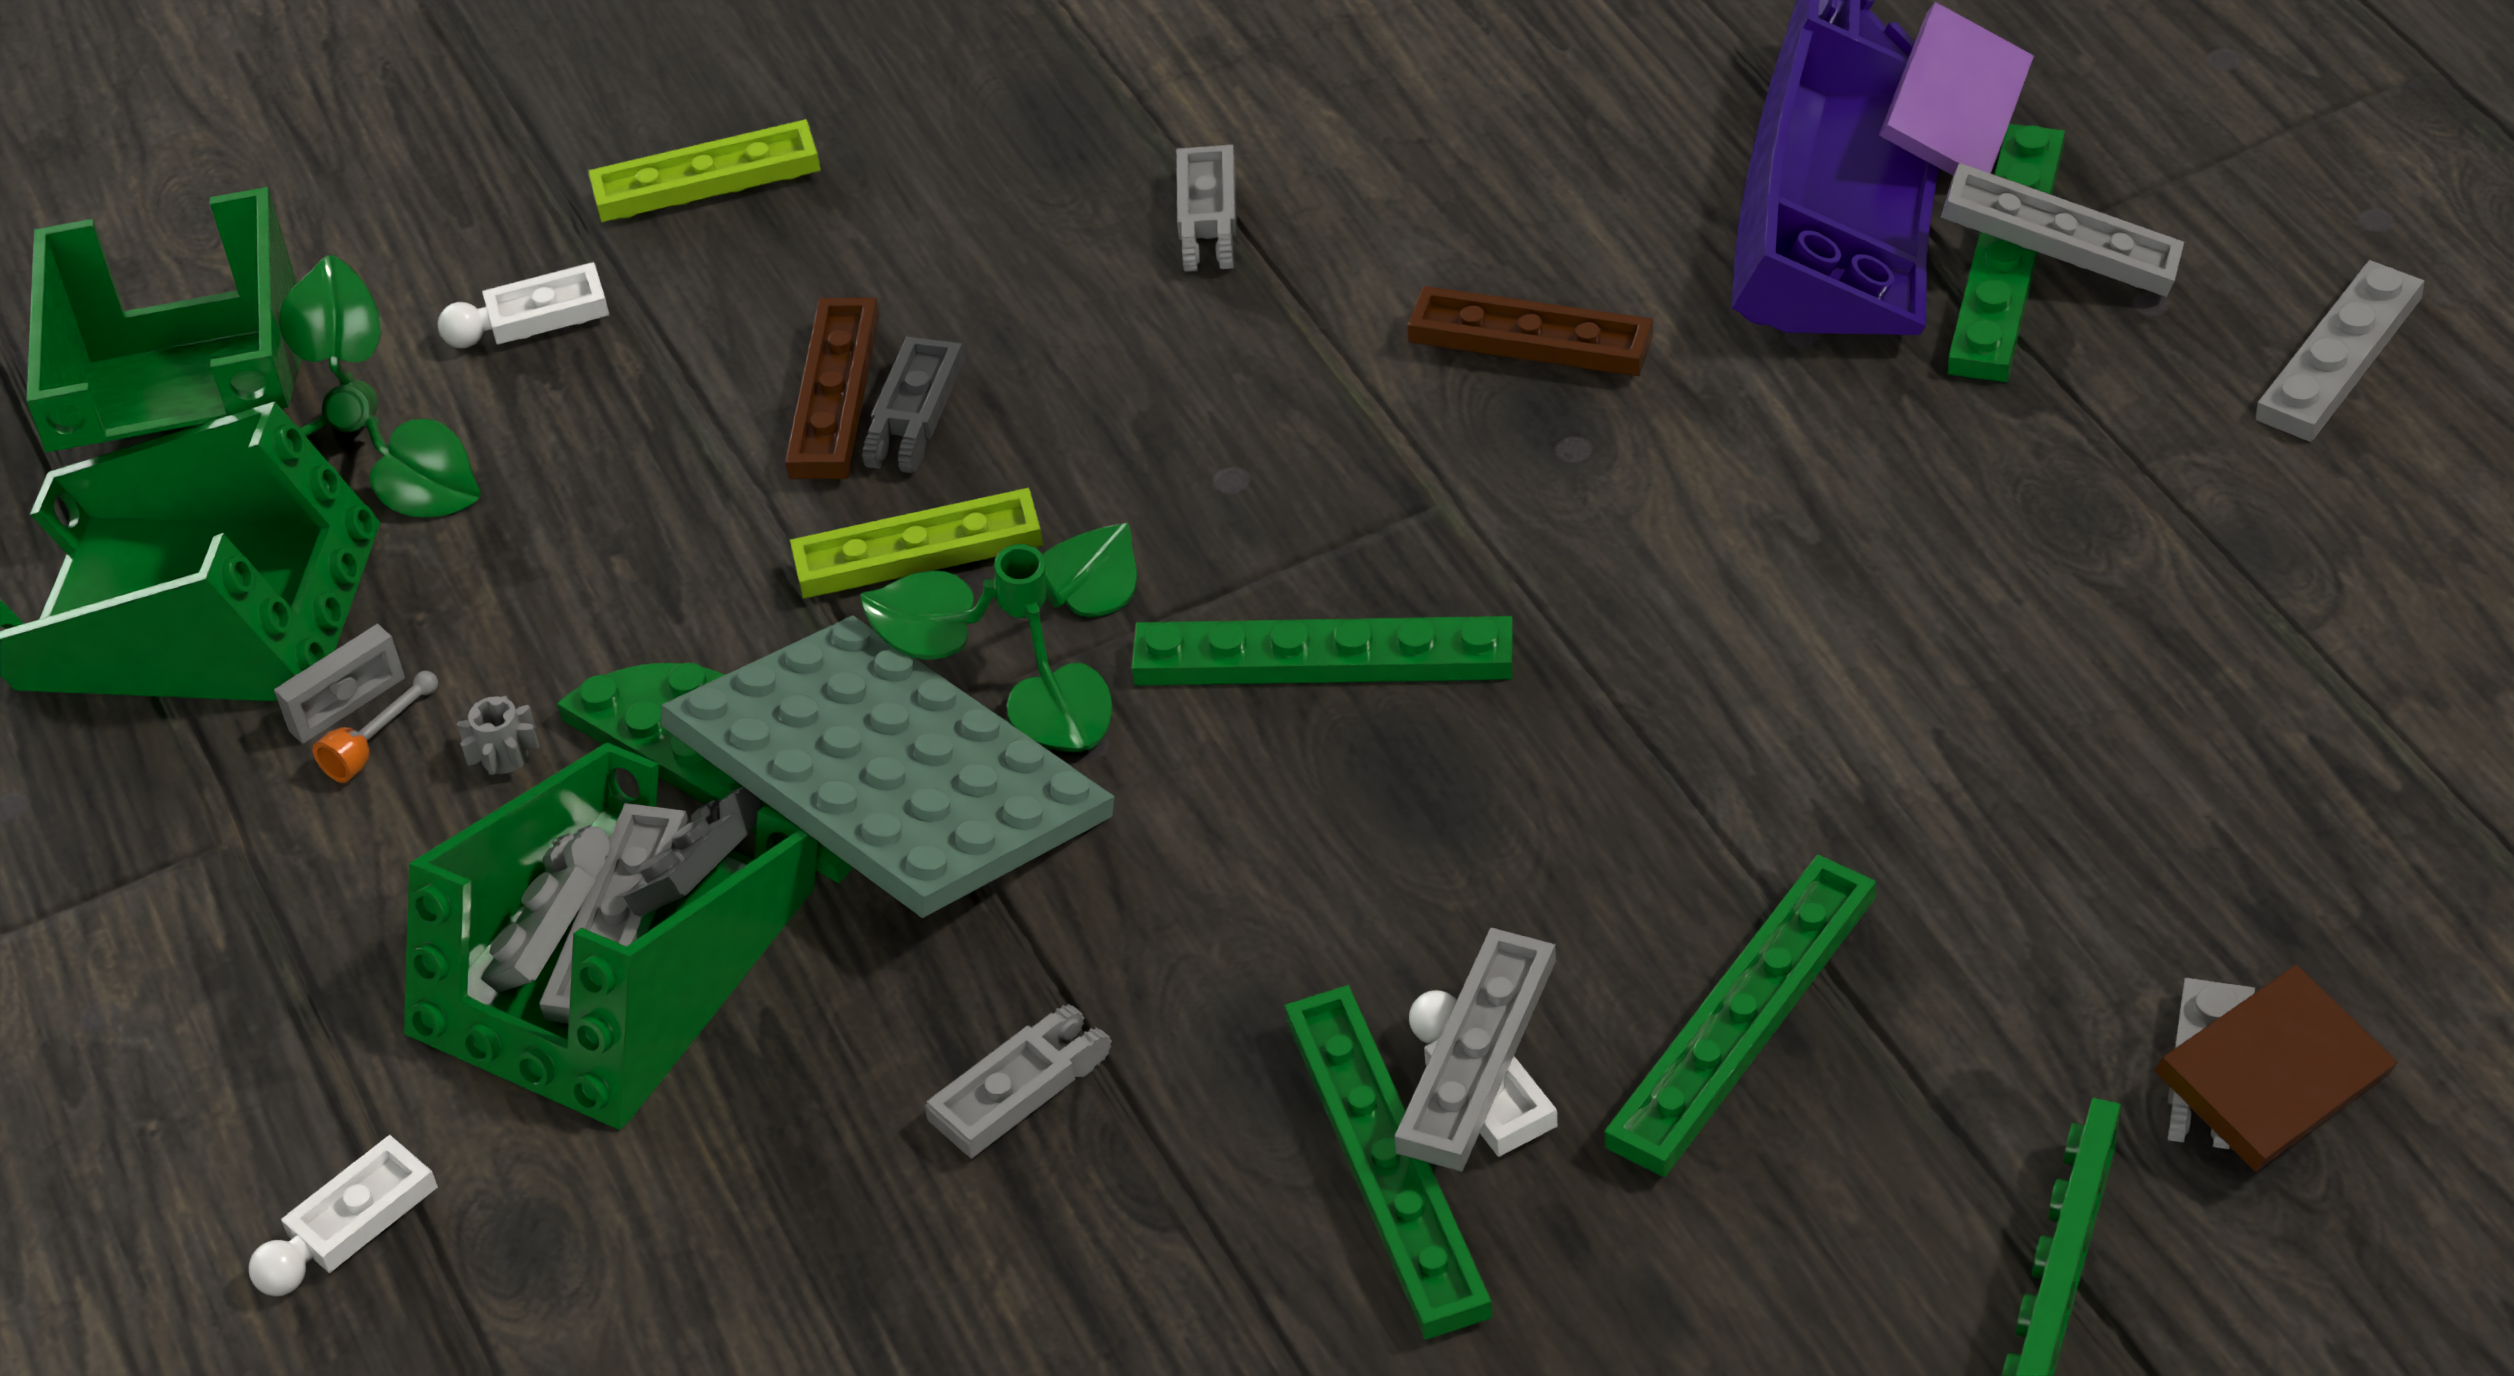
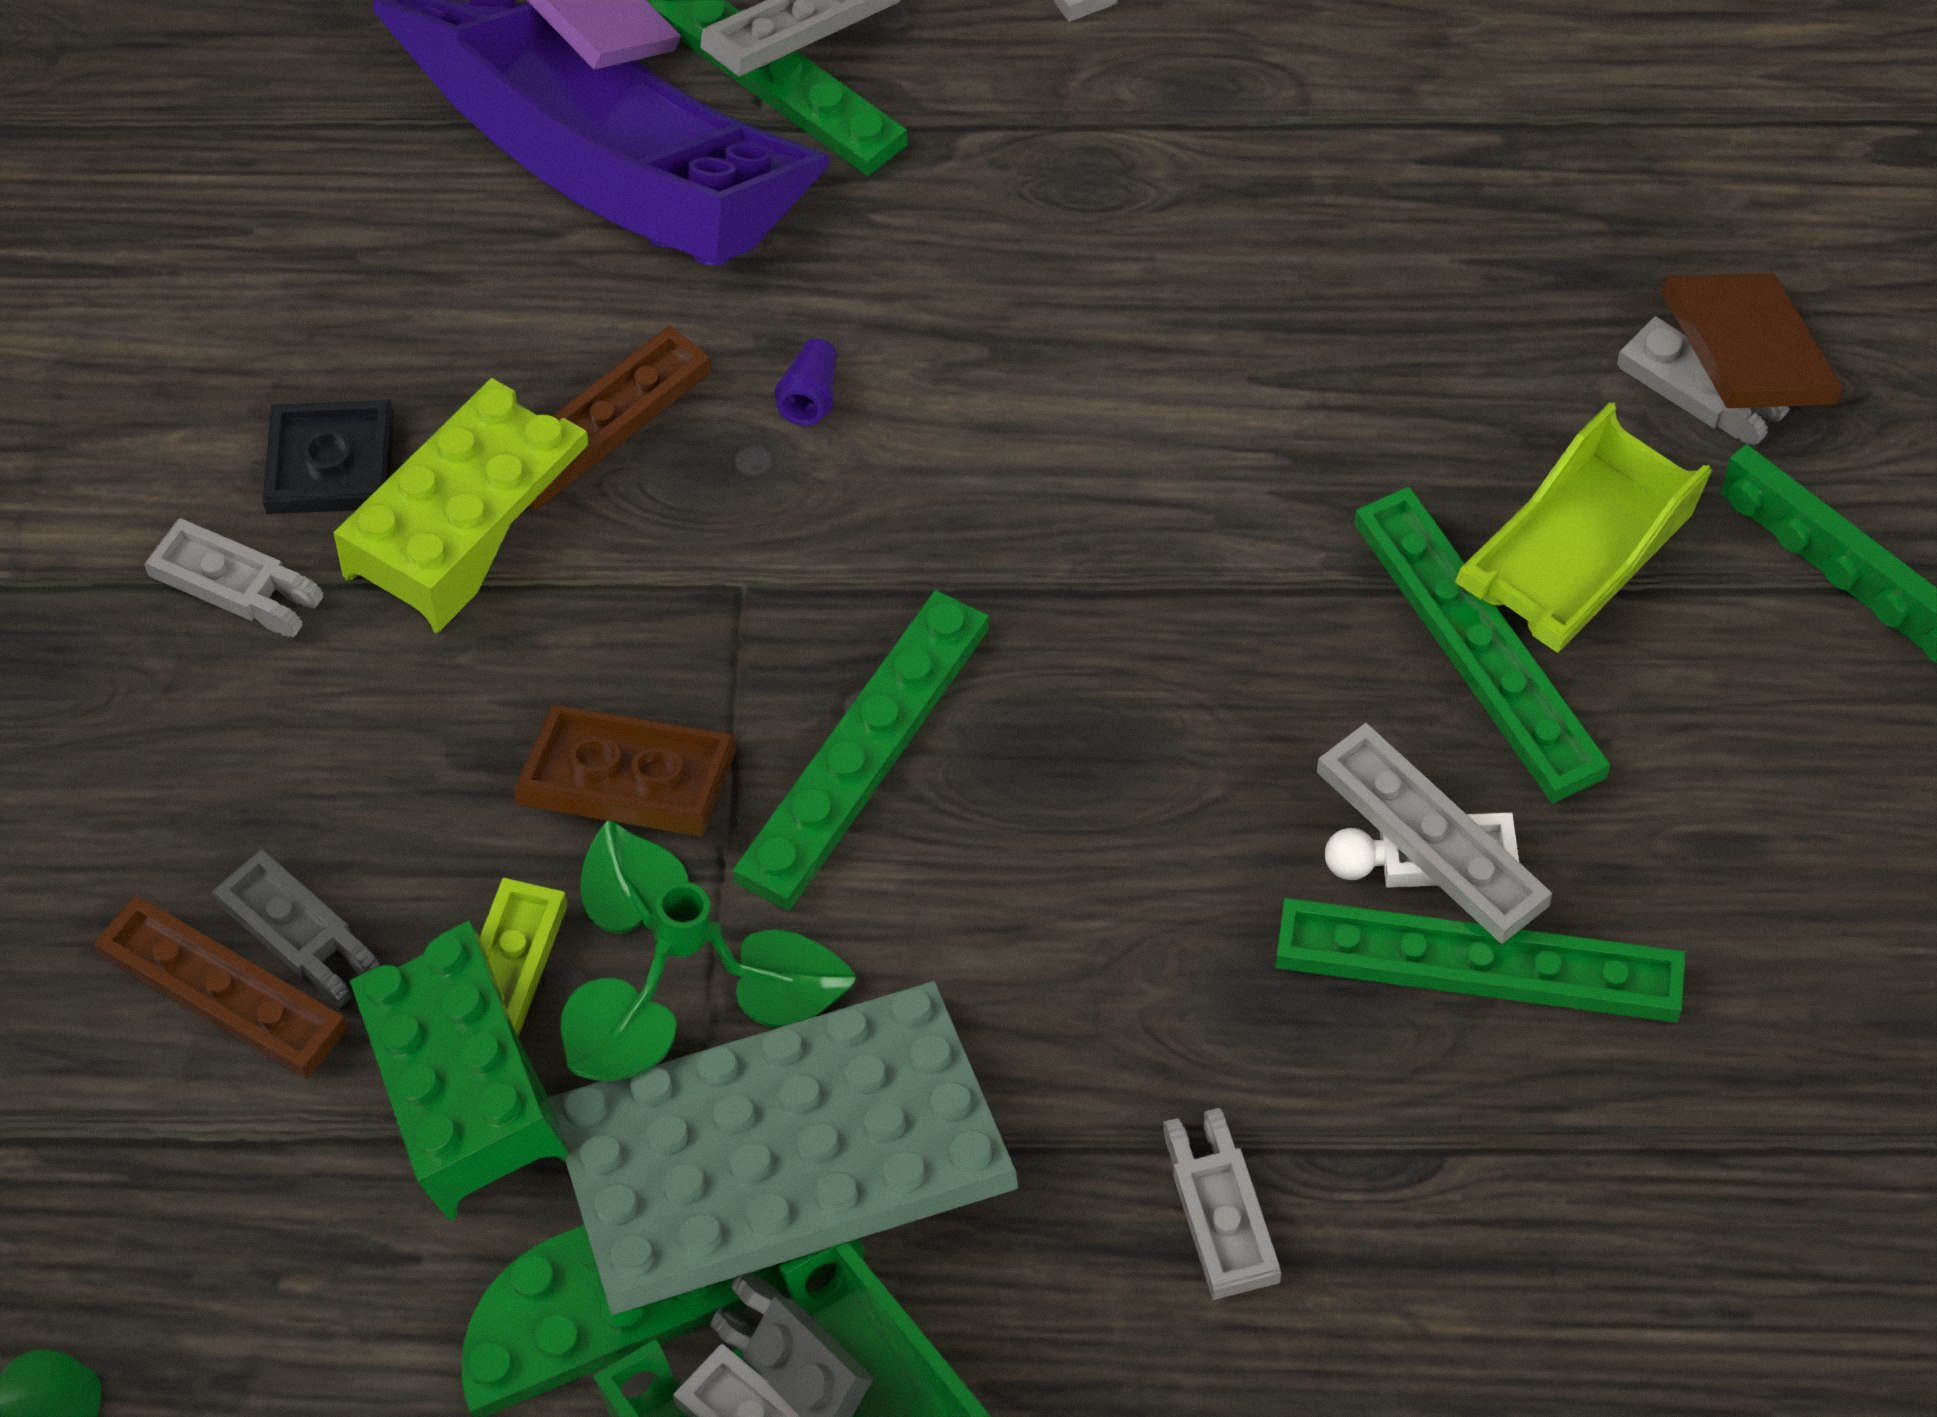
camera: 65 degrees left, 10 degrees up
(817, 552) = (456, 1069): none -> green piece
(1187, 513) = (626, 770): none -> reddish brown tile
(1331, 278) = (452, 502): none -> lime piece
(1370, 201) = (326, 455): none -> black tile
(1669, 435) = (808, 384): none -> dark purple cone
(1940, 1032) = (1584, 531): none -> lime piece

